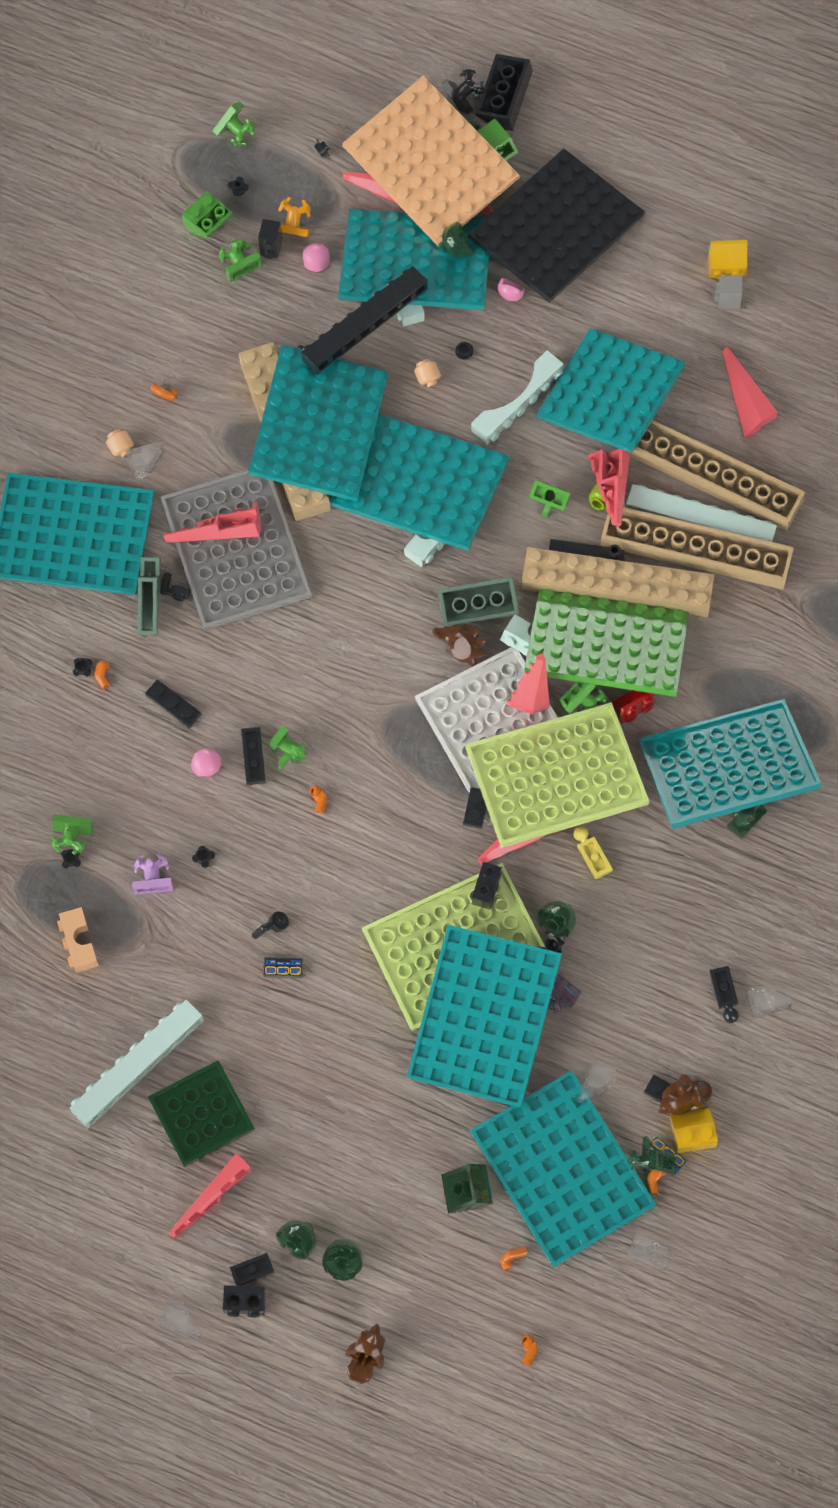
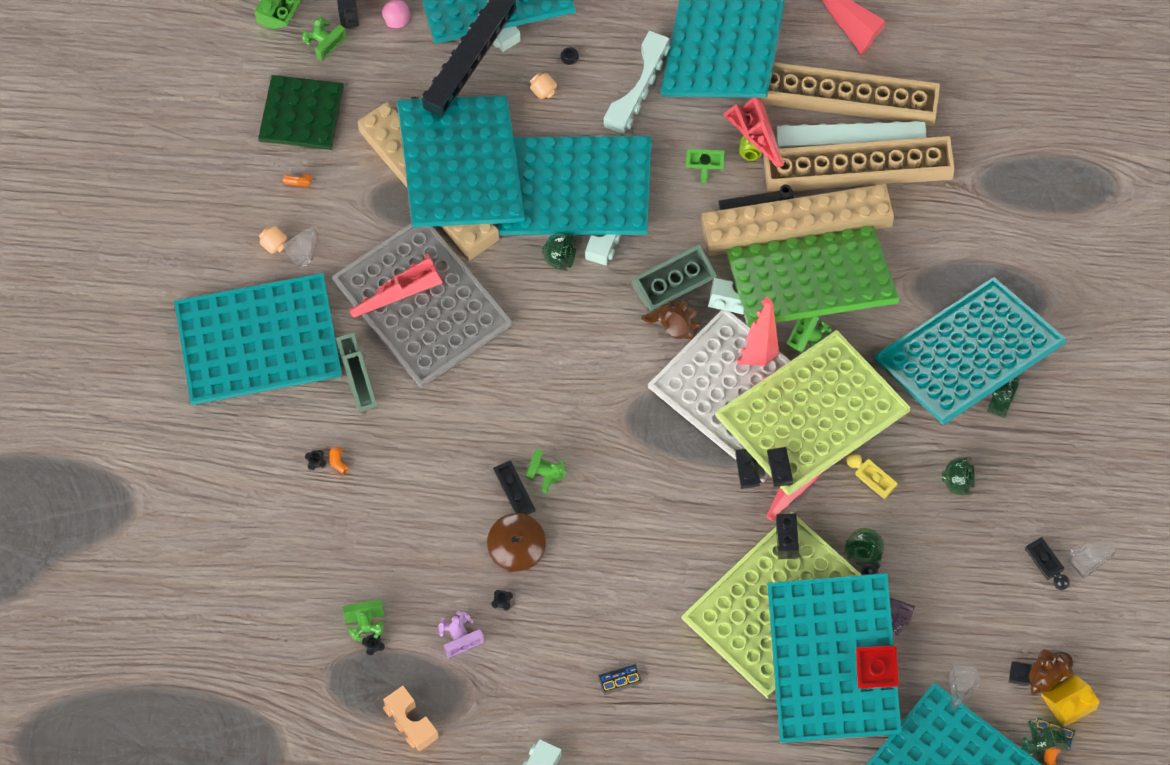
camera: 20 degrees left, 5 degrees down
(173, 703) = (417, 466): black plate -> none
(178, 592) = (382, 360): black plate -> none
(192, 326) = (301, 112): none -> dark green plate
(206, 762) = (470, 511): bright pink hair -> none
(242, 818) = (520, 555): none -> reddish brown dish
(273, 923) = (597, 637): black plate -> none
(320, 797) = (593, 508): orange arm -> none
(381, 540) = (559, 251): none -> clear green cylinder
(502, 818) = (780, 467): none -> black plate
(519, 1038) = (877, 667): none -> red plate
(632, 704) = (857, 324): red bracket -> none
(674, 882) = (959, 476): none -> clear green cylinder

